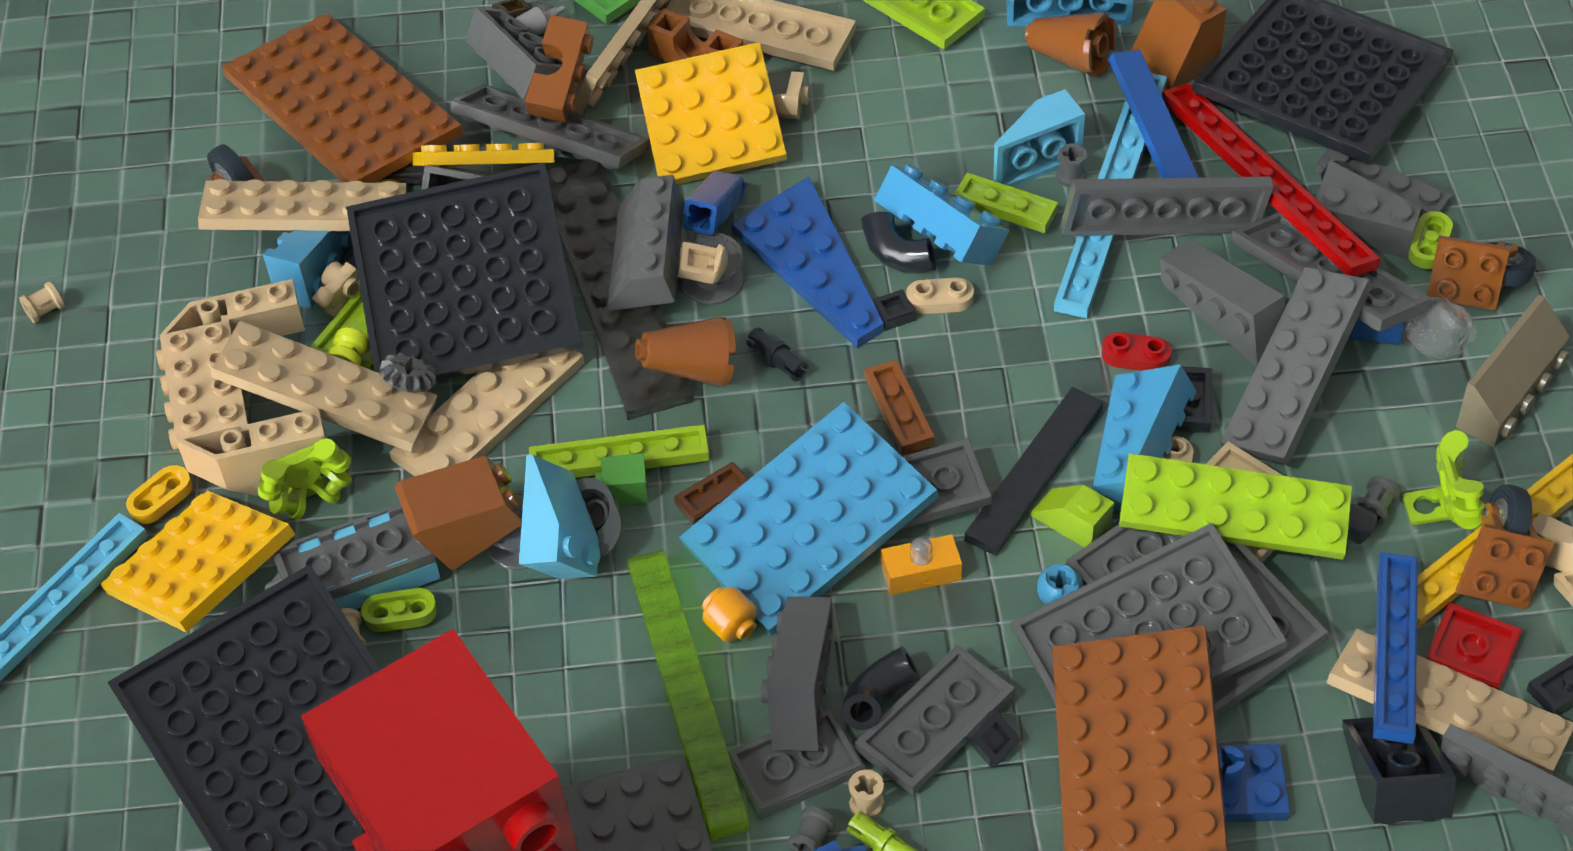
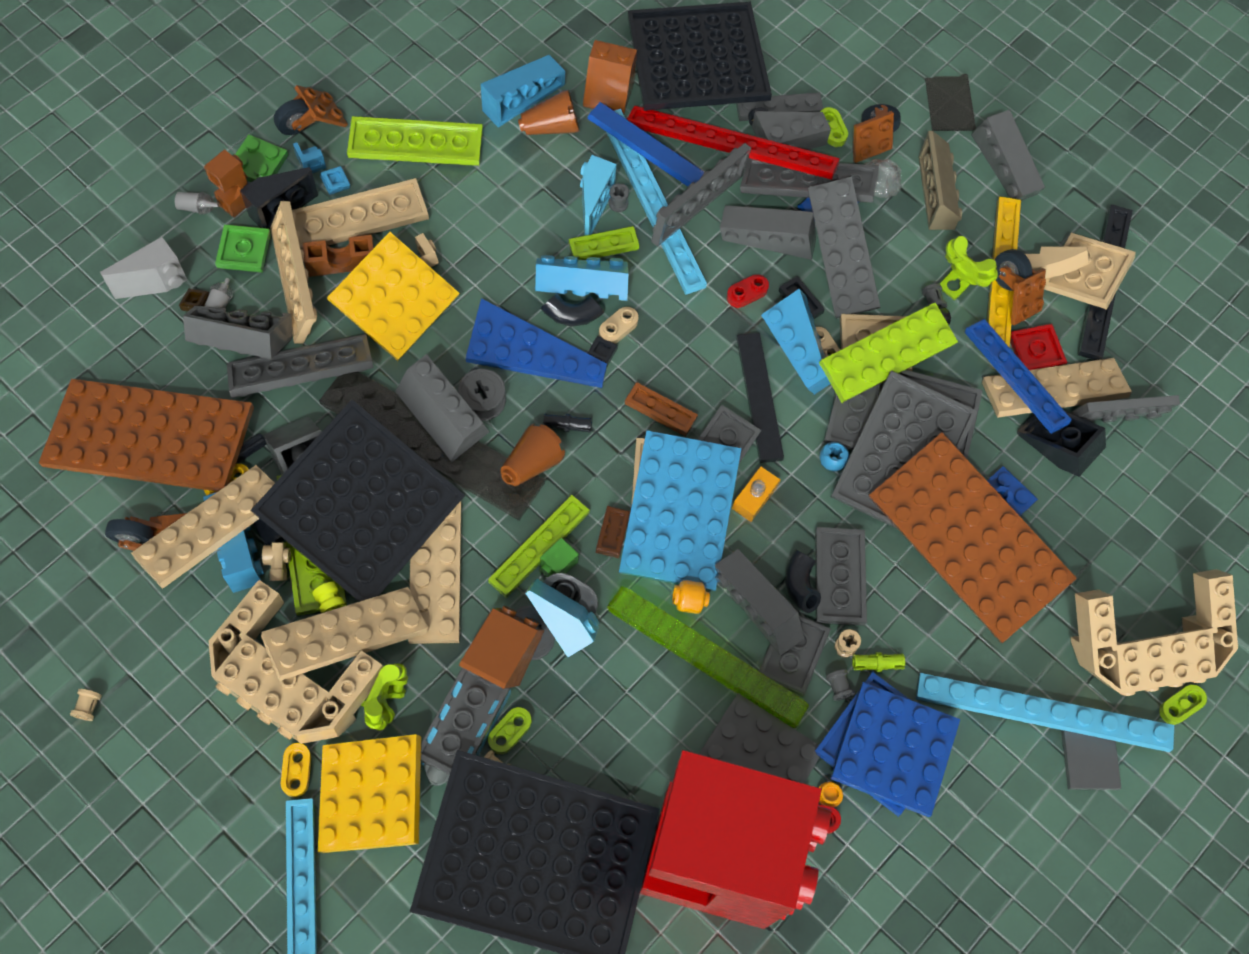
camera: 50 degrees left, 15 degrees up
(394, 371) = (383, 594): dark grey gear -> none
(494, 154) = (286, 416): yellow plate -> none
(554, 94) = (279, 306): dark orange arch -> none
(702, 262) = (487, 397): tan plate -> none
(713, 202) = (450, 353): blue piece -> none
(992, 738) = (877, 565): black plate -> none
(1076, 513) = (803, 408): lime slope -> none

